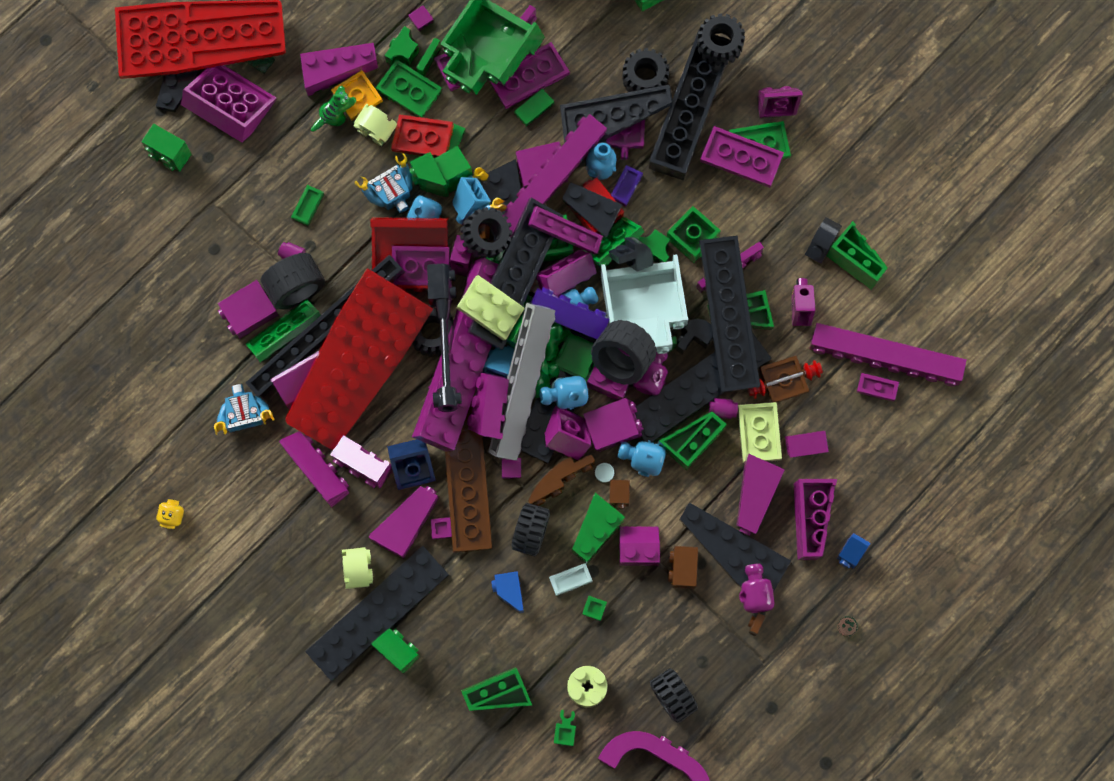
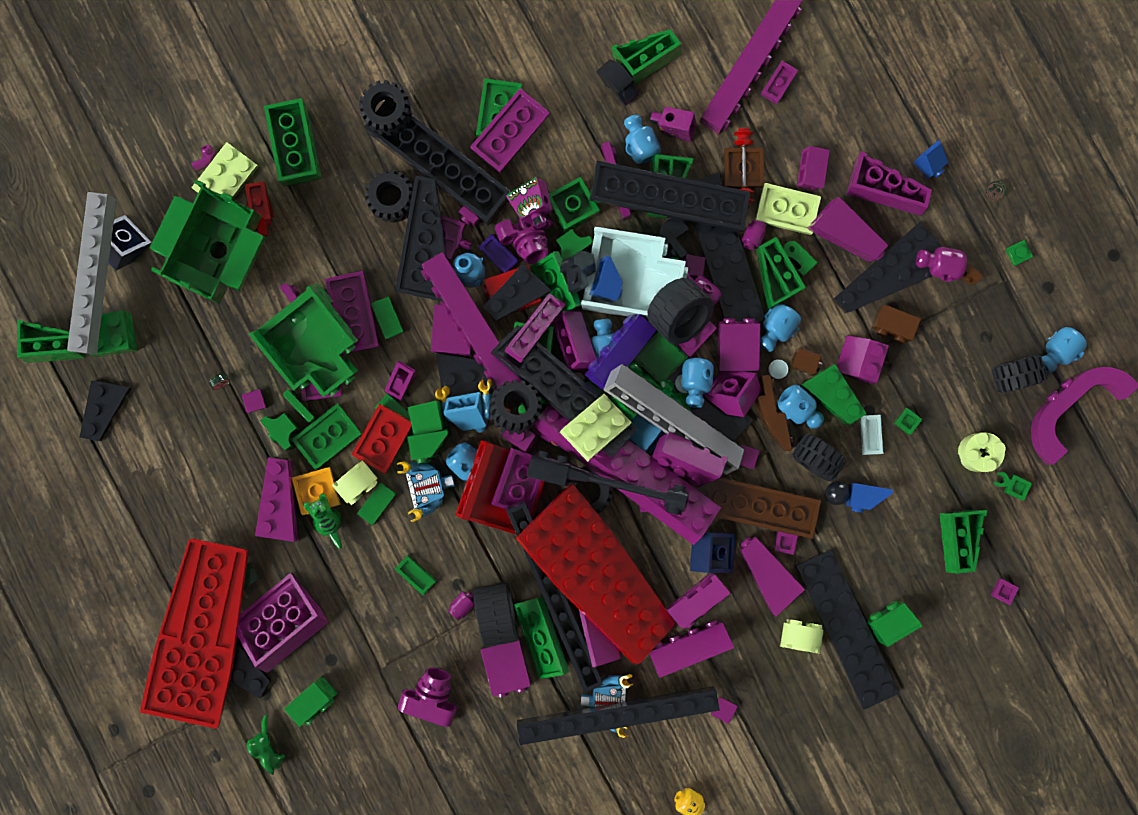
camera: 70 degrees left, 10 degrees up
(112, 120) = (261, 748): none -> green animal
(199, 249) = (430, 698): none -> magenta beam
(233, 418) = (617, 715): none -> black brick
(266, 521) = (726, 711): none -> magenta tile
(361, 151) = (376, 503): none -> green tile
(459, 752) = (1004, 591): none -> magenta plate
(480, 134) = (400, 380): none -> magenta slope
(504, 562) = (837, 492): none -> black piece
(575, 499) = (800, 407): none -> dark azure piece
(630, 284) = (607, 281): none -> blue slope
(649, 147) = (468, 217): none -> magenta plate
(650, 203) = (527, 240): none -> magenta beam
(676, 364) = (695, 265): none -> magenta tile
(681, 193) = (531, 202): none -> torso
(714, 736) = (1063, 348): none -> dark azure piece
(719, 451) = (799, 257): none -> green leg
(775, 277) = (641, 141): none -> dark azure piece
(779, 101) = (463, 74): magenta slope -> none
(795, 667) = (1018, 252): none -> green plate

